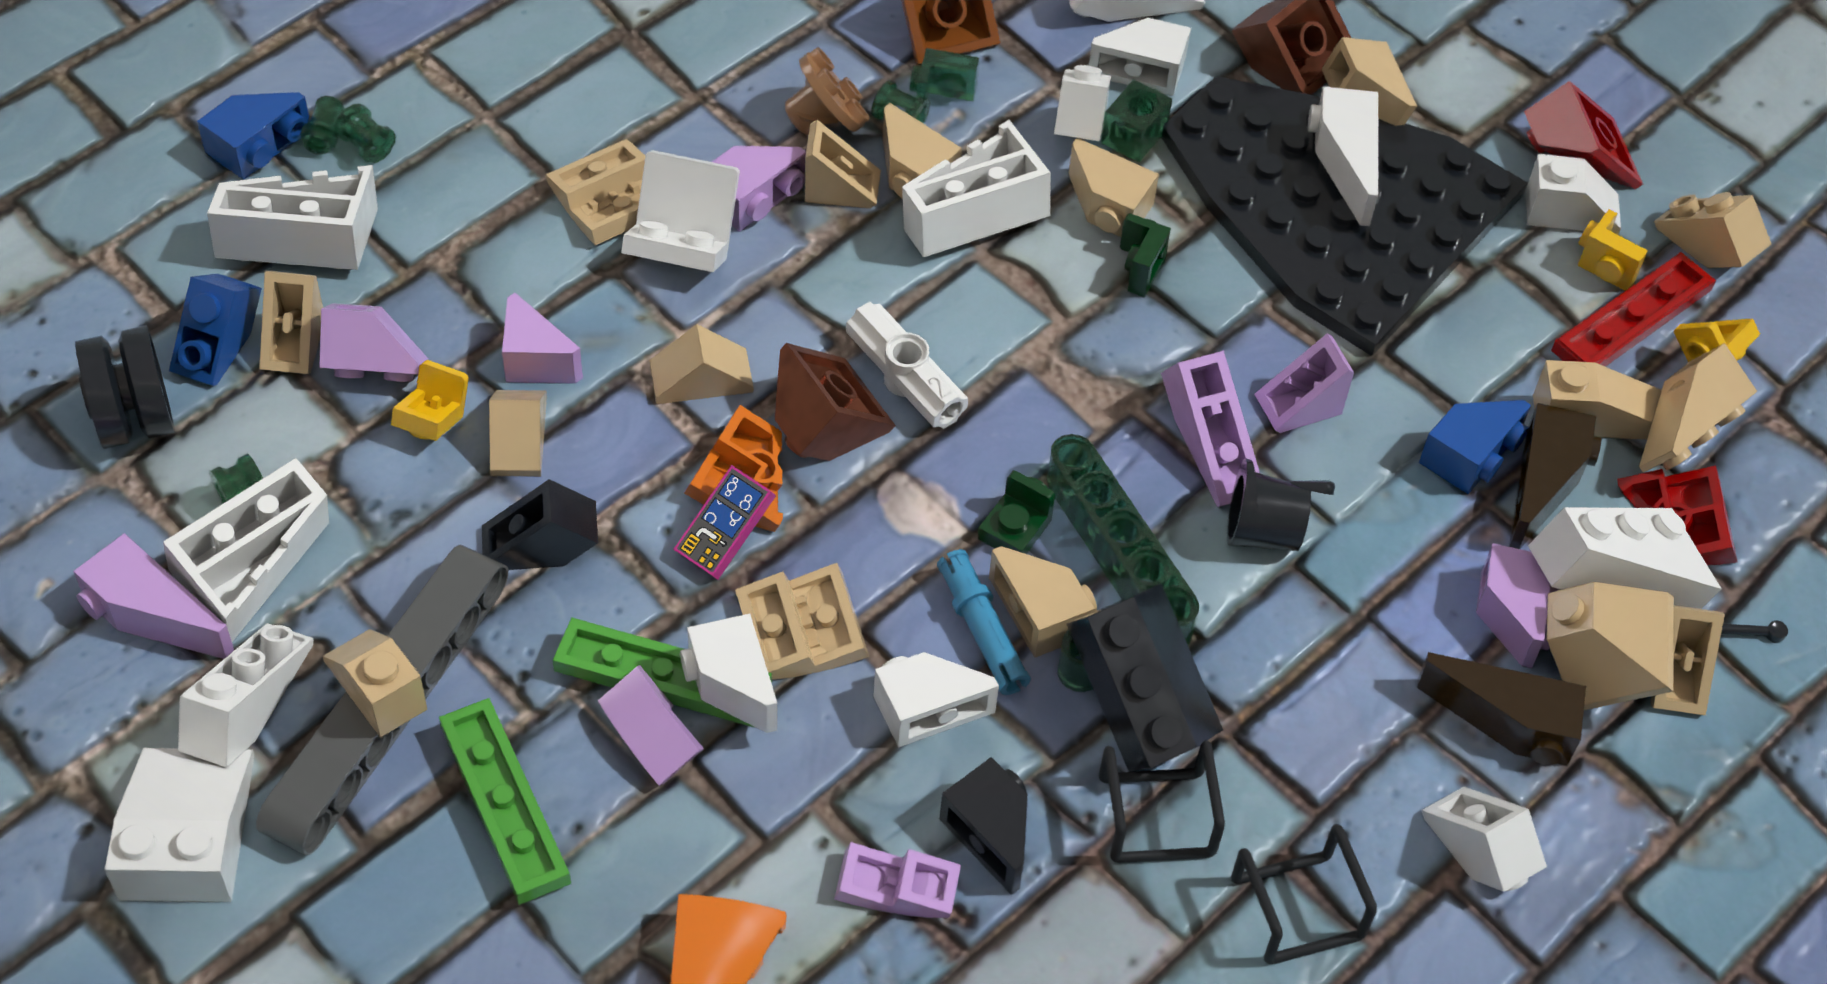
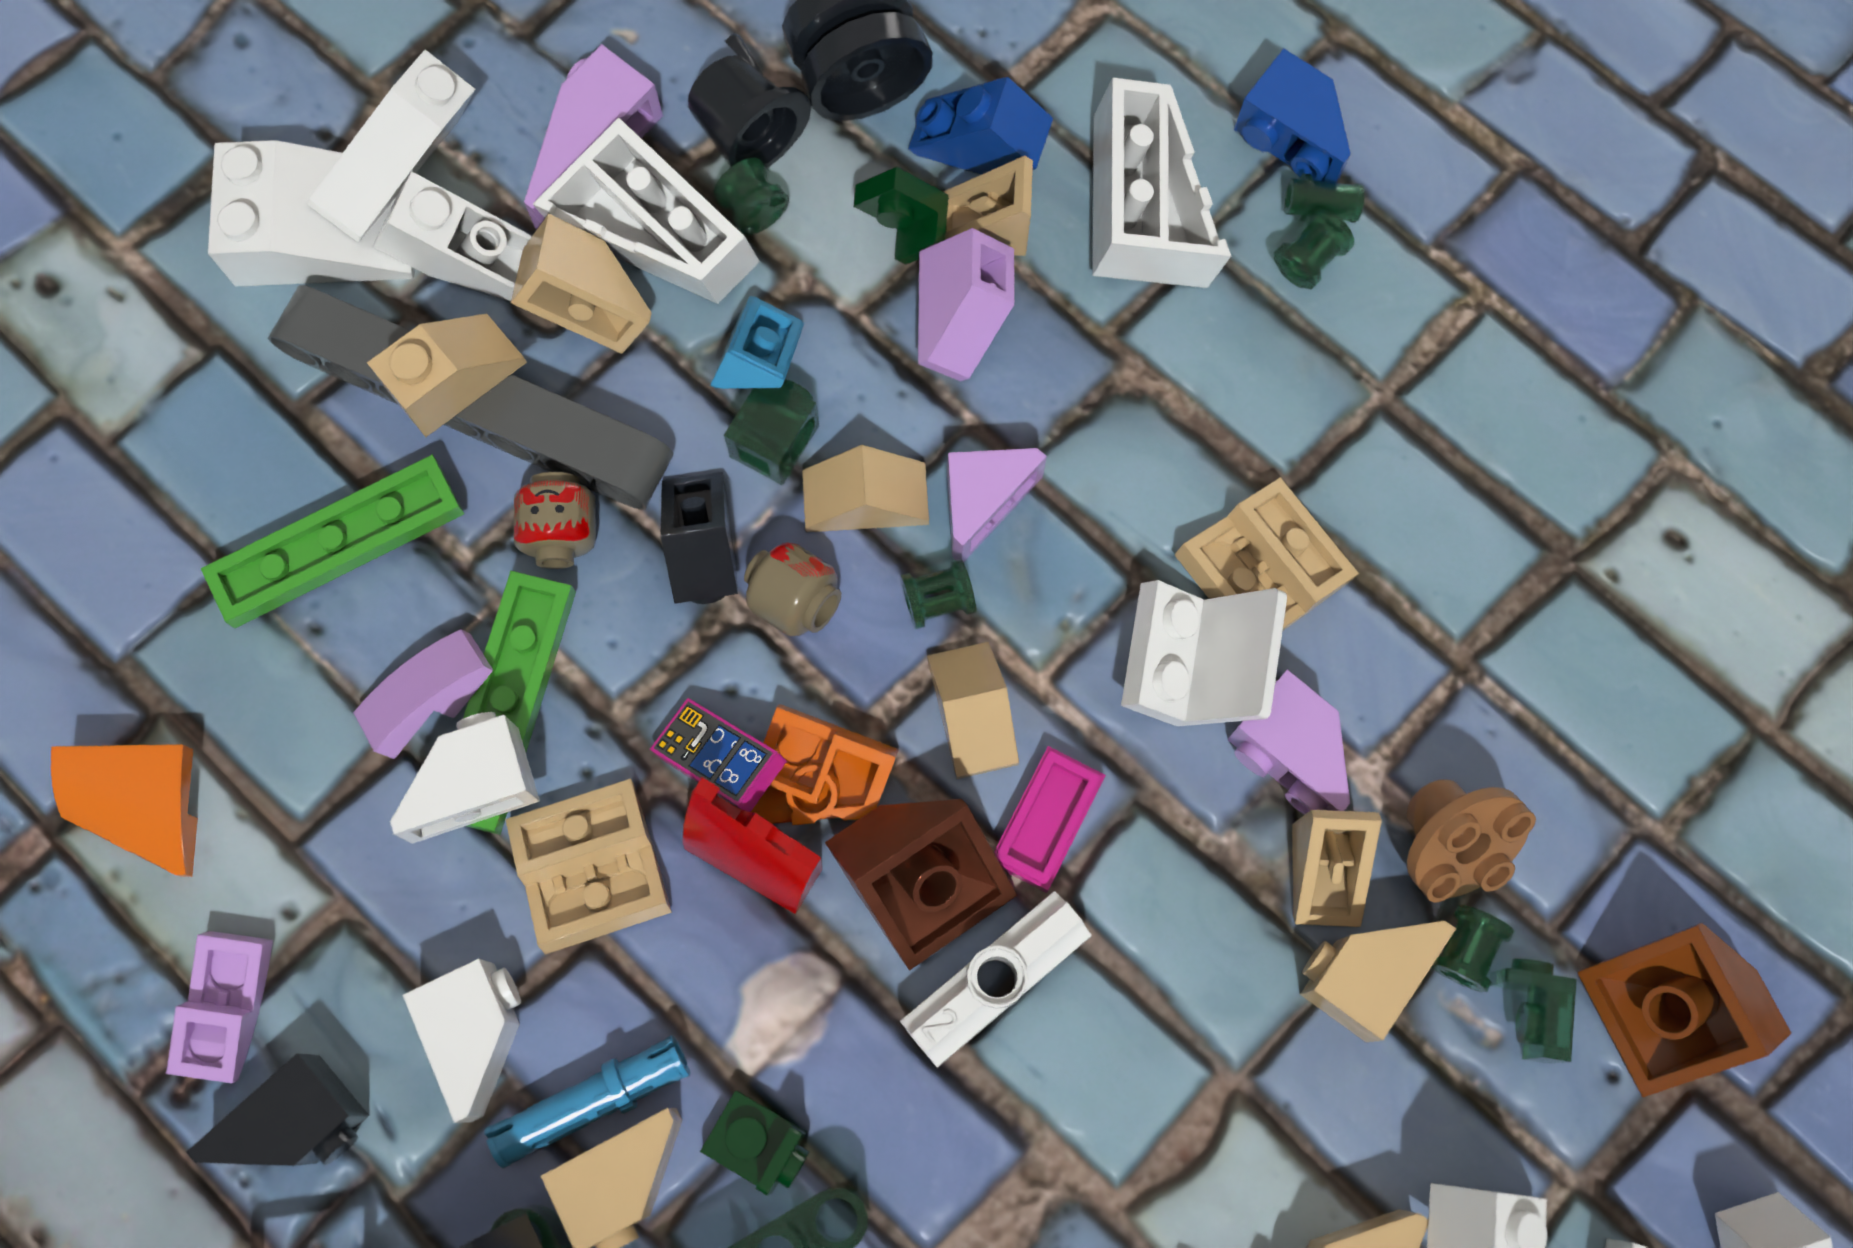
camera: 90 degrees right, 20 degrees up
(131, 732) = (391, 145): none -> white slope
(157, 479) = (745, 110): none -> black hat
(285, 374) = (907, 205): none -> dark green bracket
(302, 597) = (579, 285): none -> tan slope
(386, 479) = (758, 348): none -> dark azure slope
(434, 403) = (880, 387): yellow bracket -> none
(455, 478) = (773, 429): none -> clear green brick
(510, 633) = (554, 519): none -> dark tan head
(596, 467) = (792, 589): none -> dark tan head
(609, 381) = (952, 578): none -> clear green bush
(774, 324) = (1047, 818): none -> dark pink tile
(800, 502) = (748, 848): none -> red slope
(978, 194) = (1309, 1071): white wedge -> none

